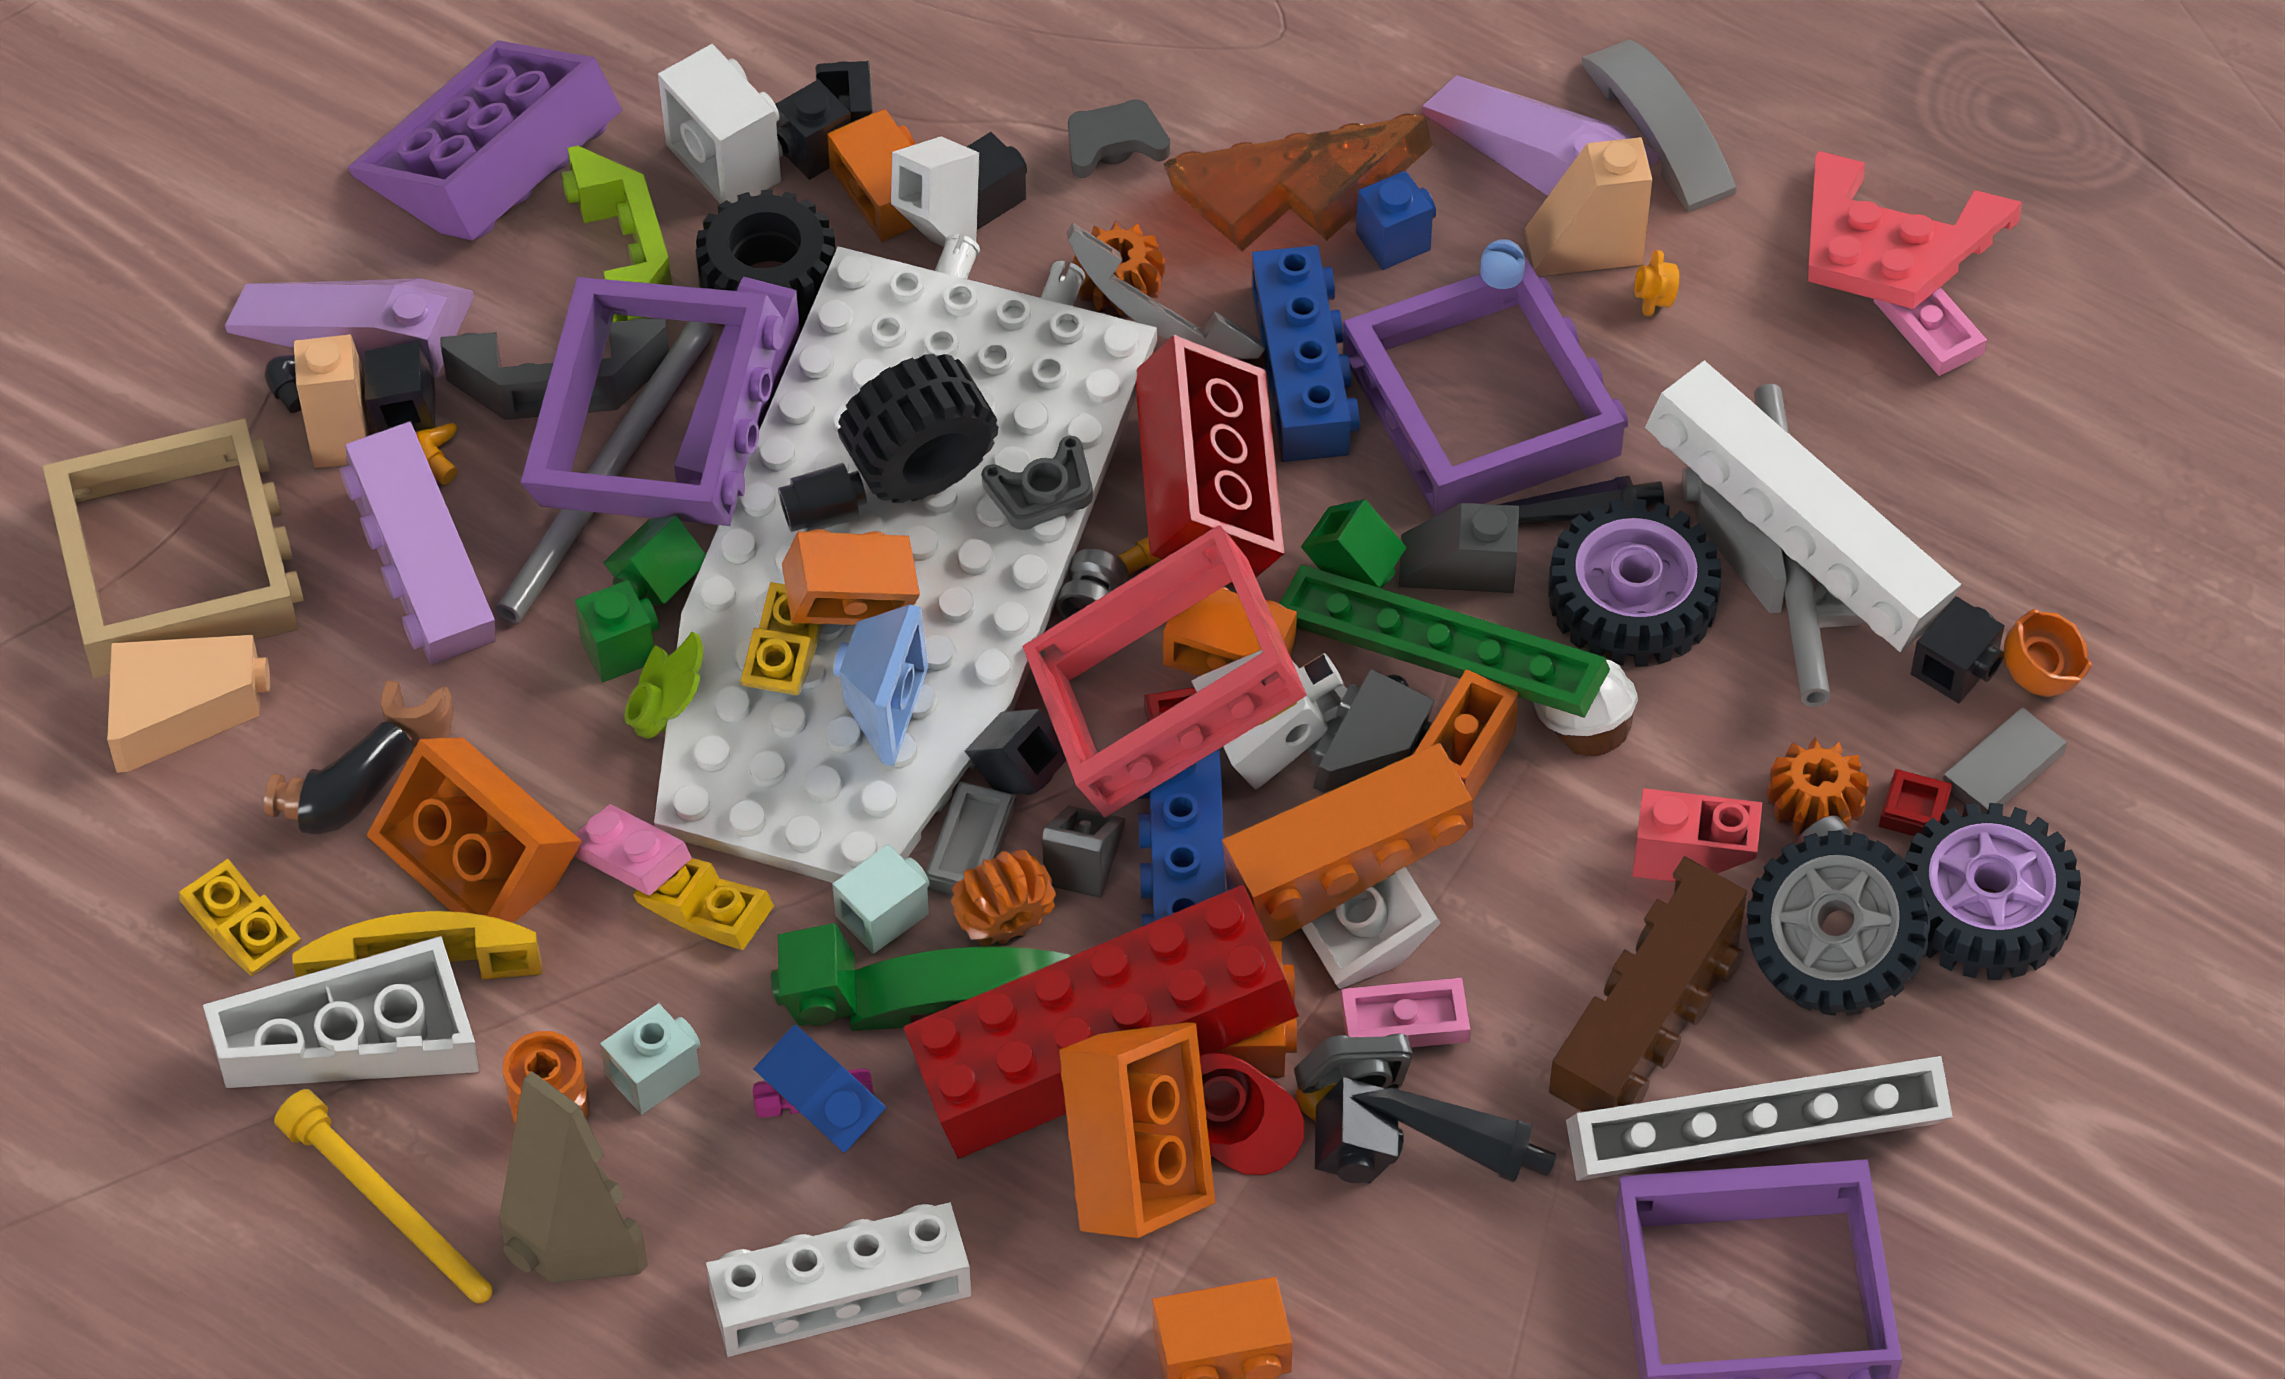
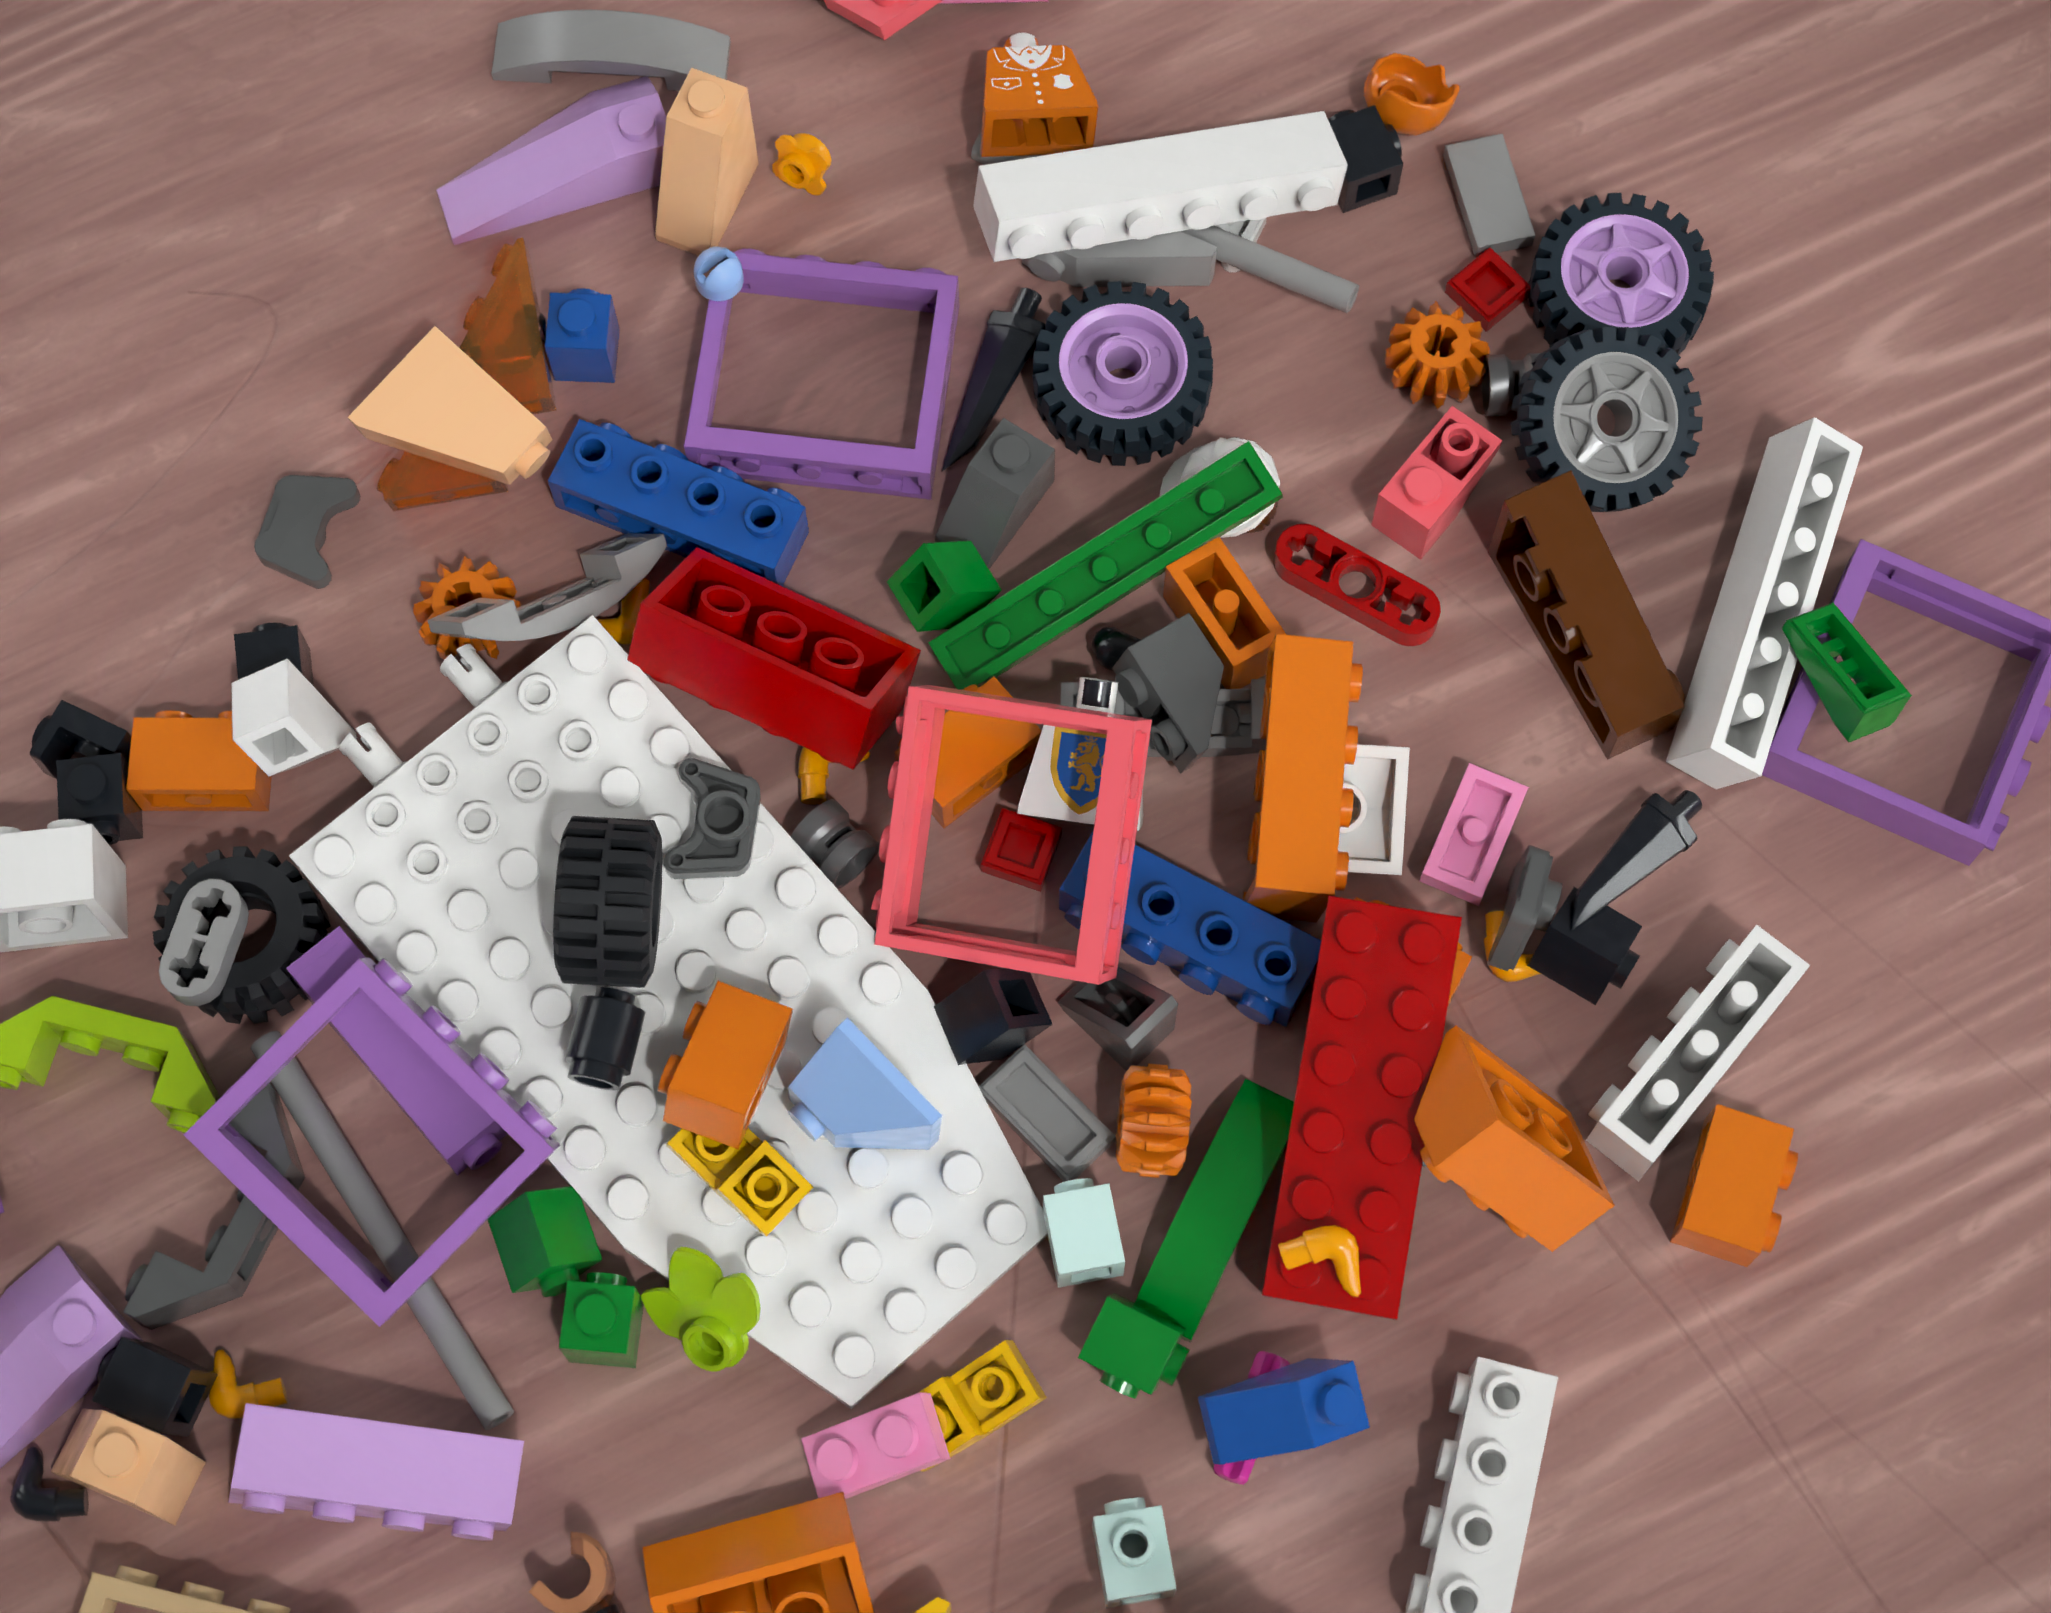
camera: 60 degrees left, 15 degrees up
(734, 226) = (189, 937): none -> light grey beam
(962, 1029) = (1326, 1243): none -> light orange animal
(1249, 1116) = (1518, 1026): red piece -> none
(1254, 153) = (453, 414): none -> light nougat slope
(1316, 1248) = (1696, 1053): none -> white brick
(1558, 855) = (1350, 559): none -> red beam
(1704, 1221) = (1853, 707): none -> green slope
(1824, 395) = (1035, 100): none -> orange torso

